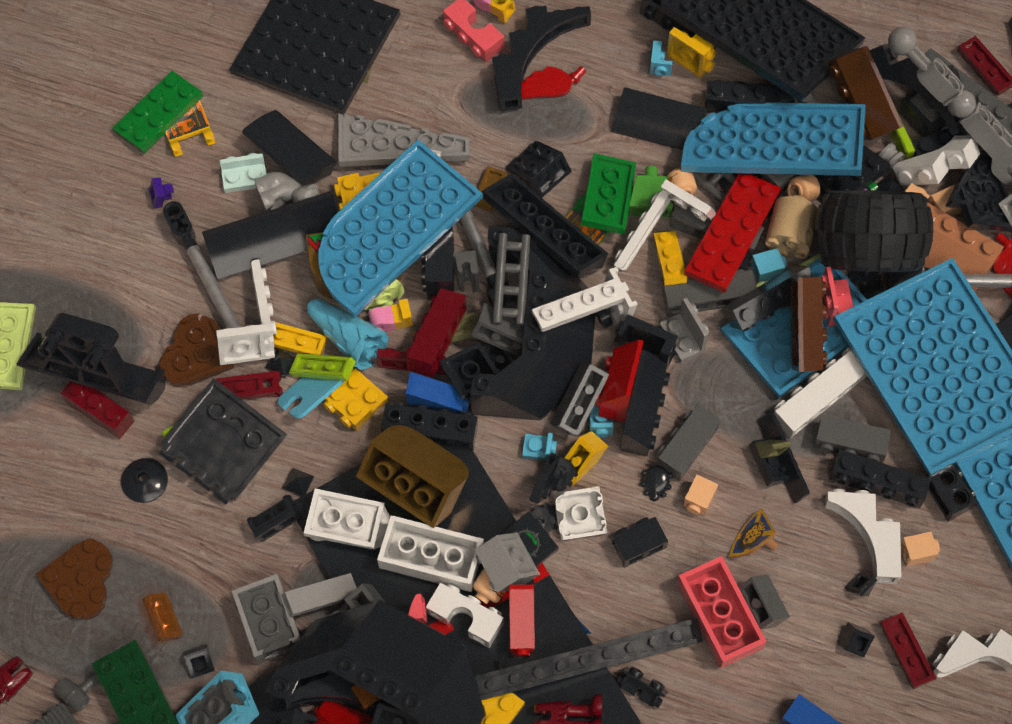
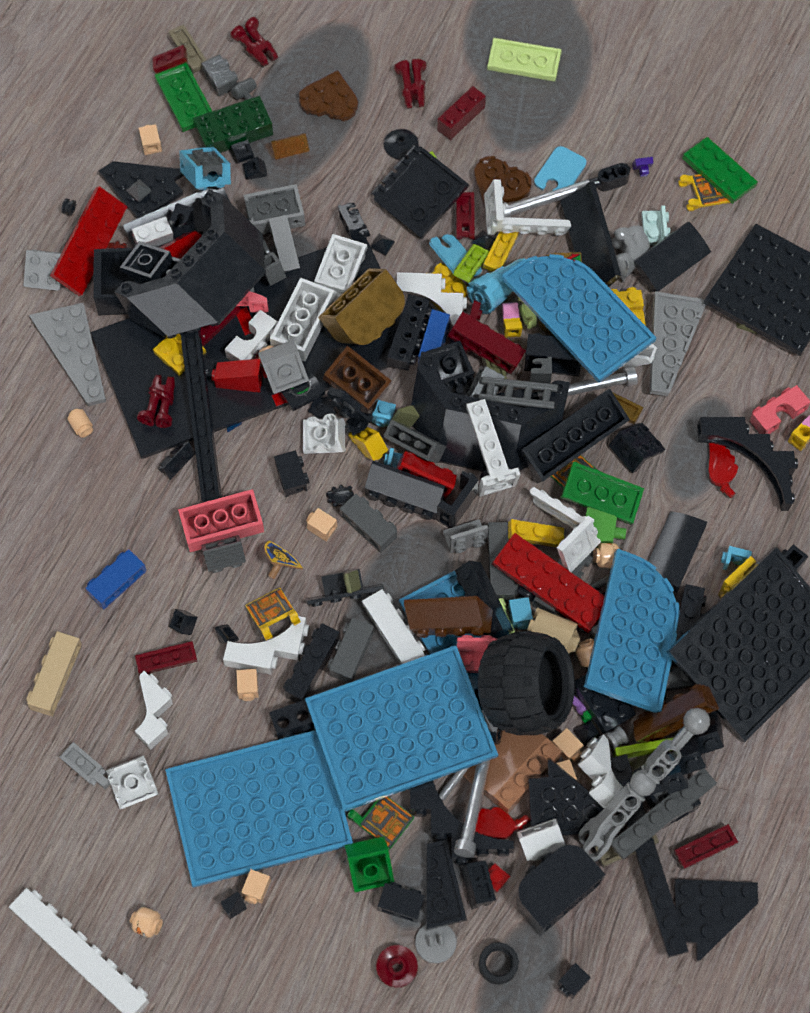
camera: 95 degrees right, 0 degrees up
(65, 477) = (417, 89): none -> dark red piece
(87, 356) = (488, 105): black piece -> none
(166, 286) = (563, 167): none -> medium azure piece
(174, 679) = (242, 151): none -> black plate
(368, 402) = (430, 286): none -> white arch
(506, 476) = (357, 378): none -> reddish brown brick
(541, 417) = (406, 415): none -> olive slope
(823, 536) = (270, 610): none -> flag

